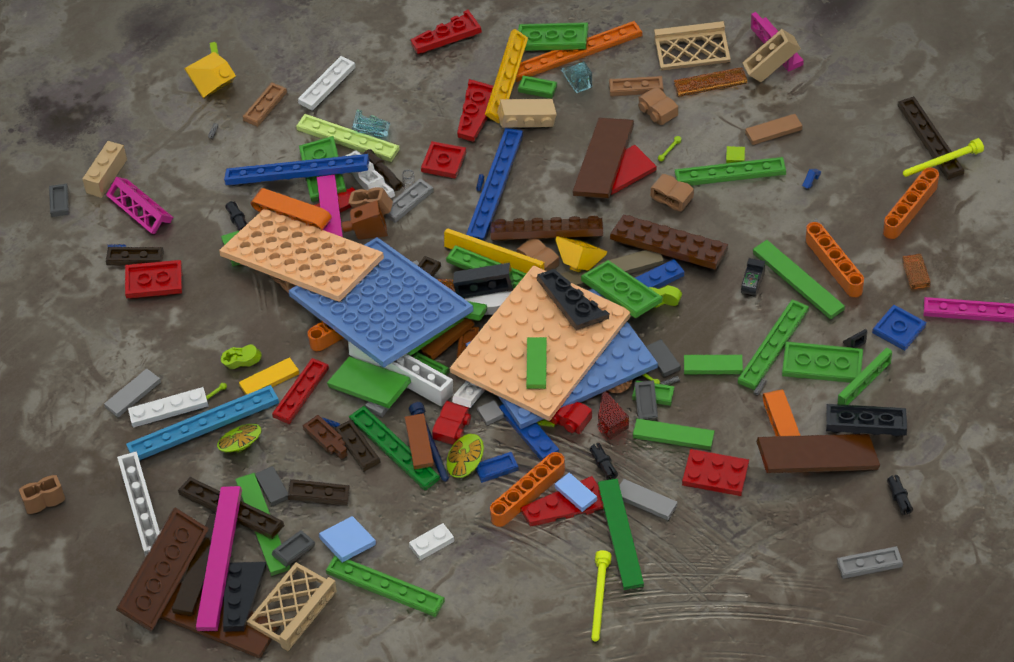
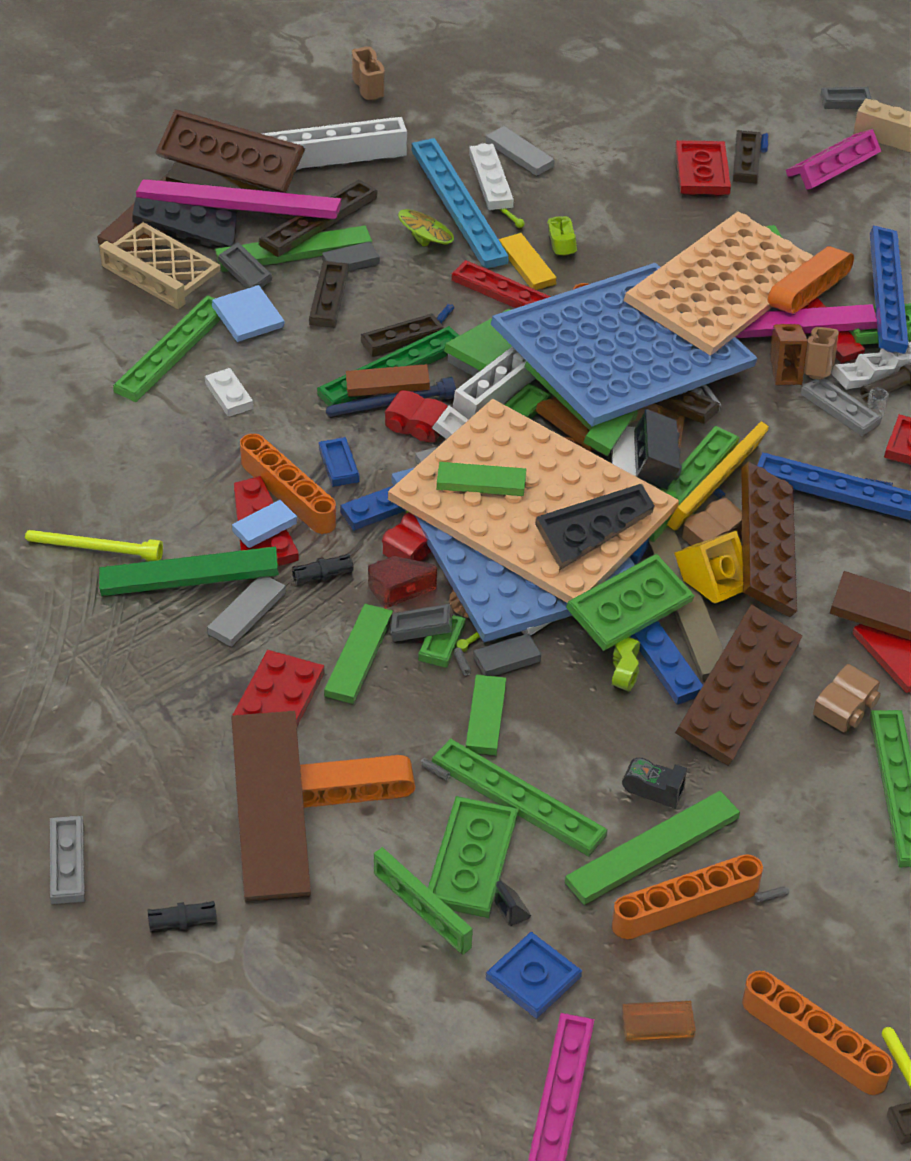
camera: 90 degrees right, 5 degrees down
(236, 216) = (811, 240): black pin -> none
(326, 436) = (417, 303): reddish brown hinge -> none
(465, 455) = (349, 421): shield -> none
(811, 175) = (884, 892): blue tile -> none
(866, 419) = (313, 890): black plate -> none

